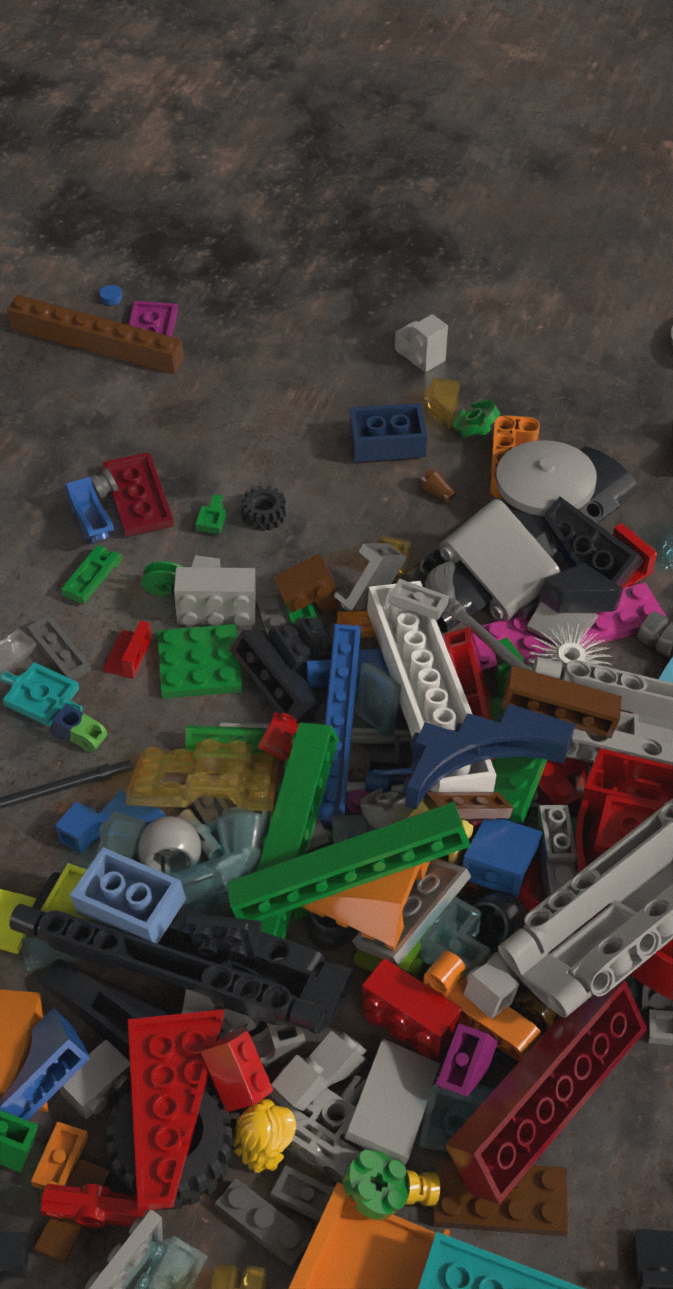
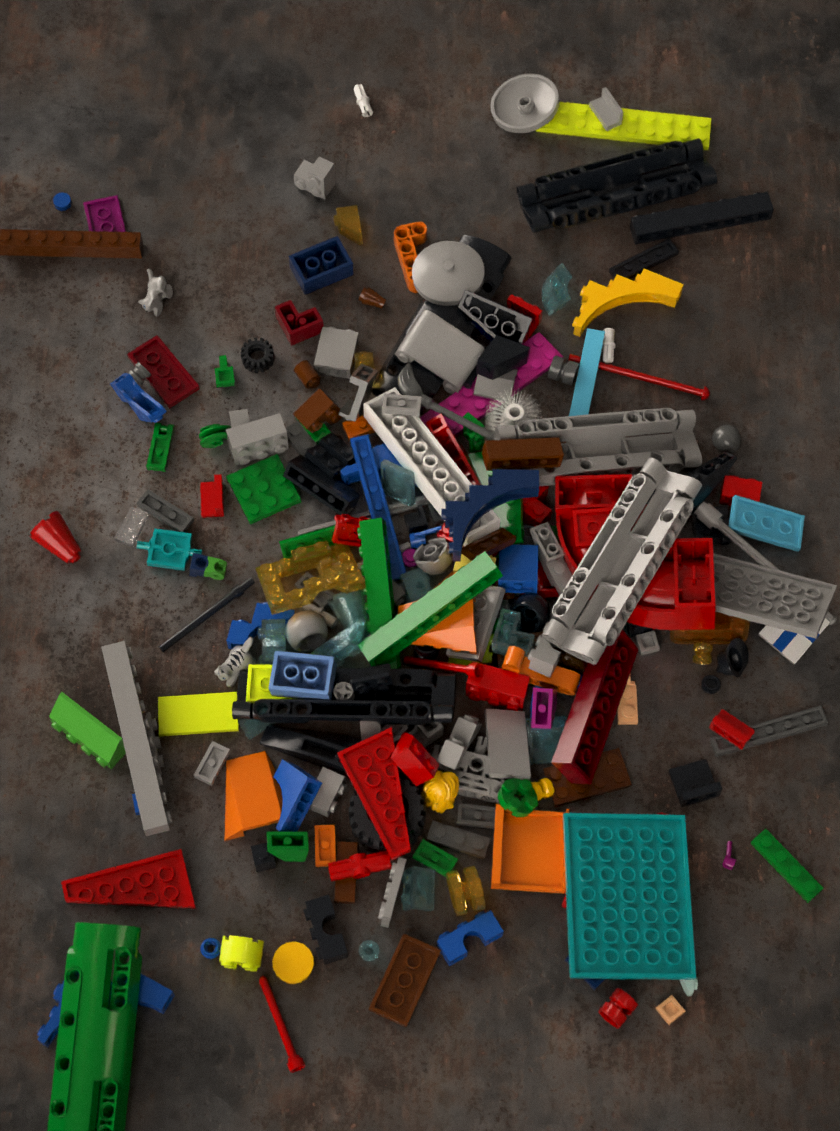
camera: 20 degrees left, 15 degrees up
(55, 859) = (238, 661): none -> light grey animal
(170, 410) = (156, 293): none -> light grey animal
(176, 935) = (342, 689): none -> light grey wheel
(215, 1236) = (435, 858): none -> green plate
(315, 542) = (307, 374): none -> reddish brown brick
(331, 488) = (297, 325): none -> dark red brick
(363, 524) = (336, 352): none -> light grey brick
(378, 968) = (473, 670): none -> red piece
(476, 419) = (374, 238): green plate -> none
(515, 285) = (363, 100): none -> white axle
(603, 1107) = (627, 711): none -> light nougat hinge

